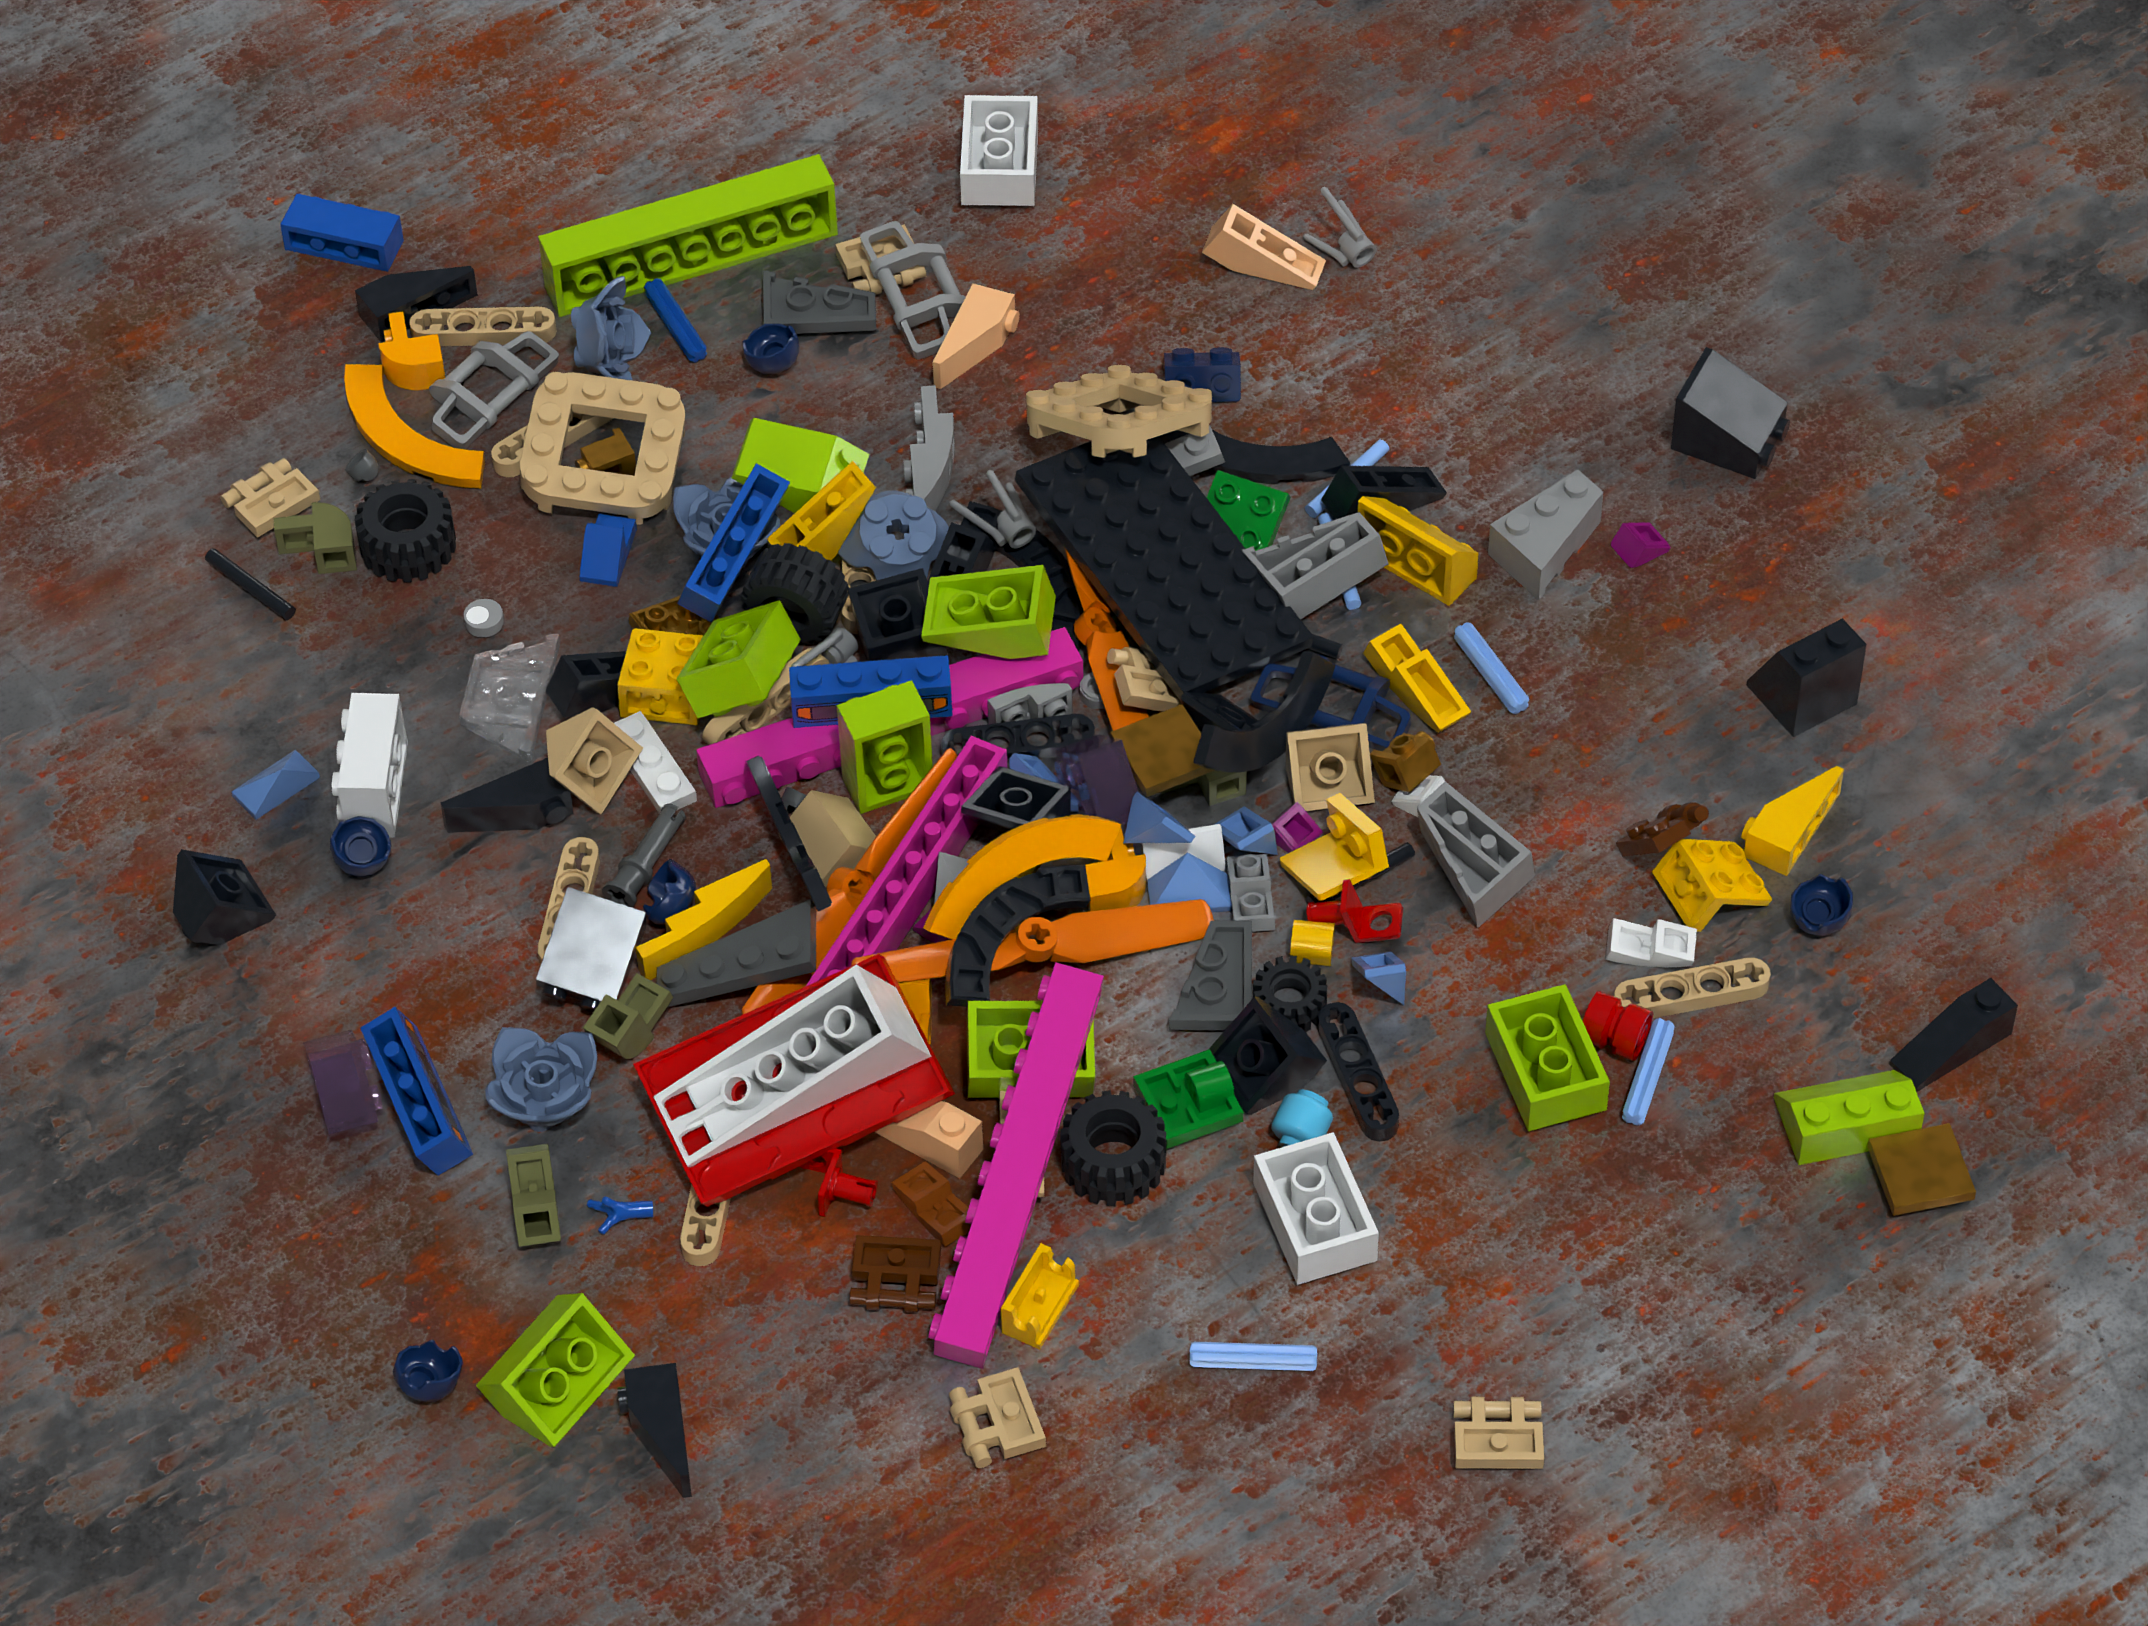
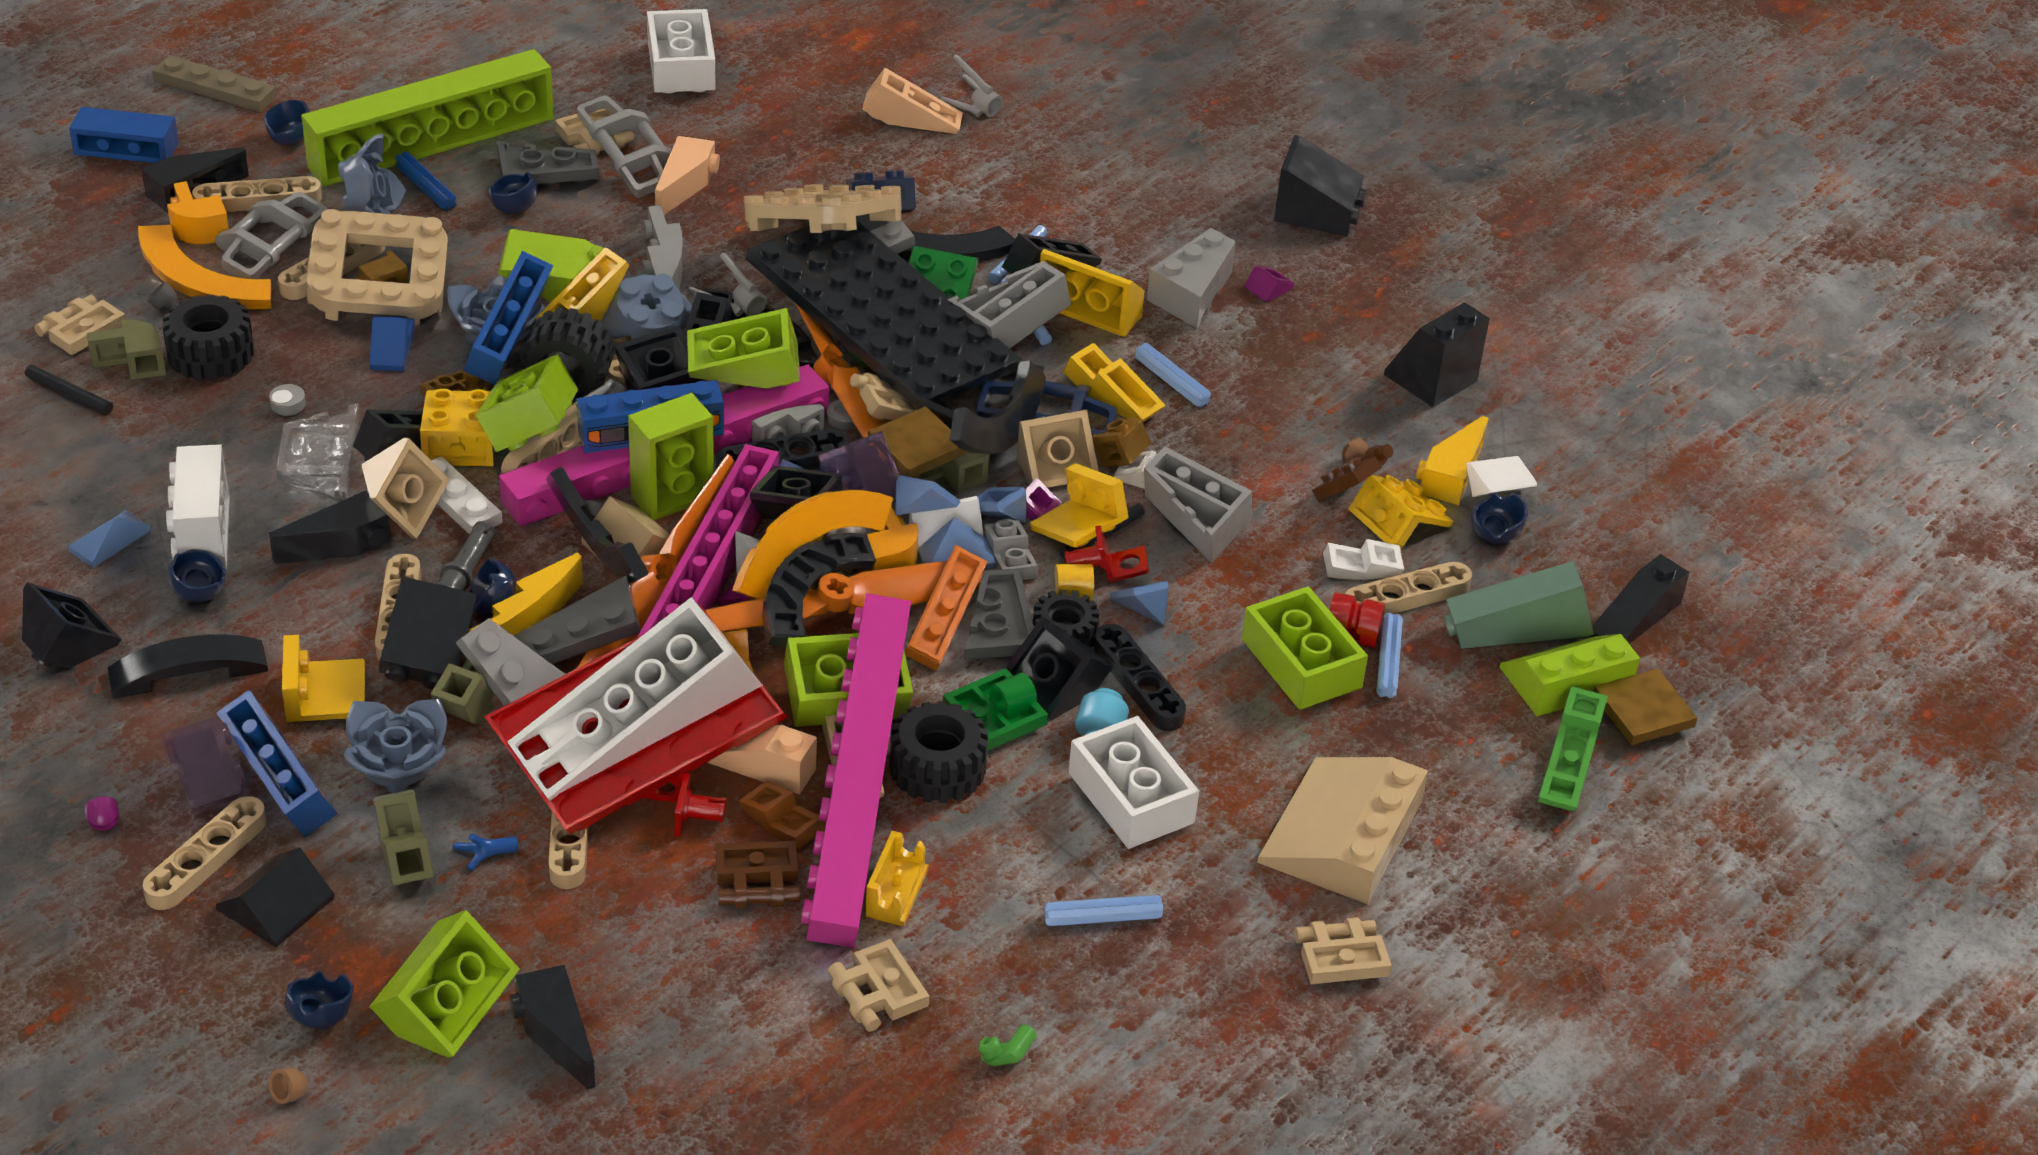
camera: 15 degrees left, 10 degrees down
(236, 1128) = (102, 813): none -> magenta hinge
(340, 947) = (185, 656): none -> black slope
(340, 1188) = (200, 849): none -> tan beam
(387, 1461) = (287, 1085): none -> medium nougat hinge
(401, 1246) = (278, 897): none -> black slope
(453, 157) = (214, 83): none -> dark tan plate
(473, 997) = (319, 687): none -> yellow bracket
(524, 224) = (285, 122): none -> dark blue hair
(671, 999) = (506, 662): none -> light grey wing
(1117, 1509) = (996, 1053): none -> bright green arm
(1160, 963) = (945, 608): none -> orange tile
(1542, 1280) = (1346, 823): none -> tan slope
(1678, 793) = (1354, 447): none -> medium nougat hinge
(1810, 1033) = (1522, 610): none -> sand green slope
(1821, 1218) = (1573, 749): none -> bright green slope
(1836, 849) = (1499, 476): none -> white slope

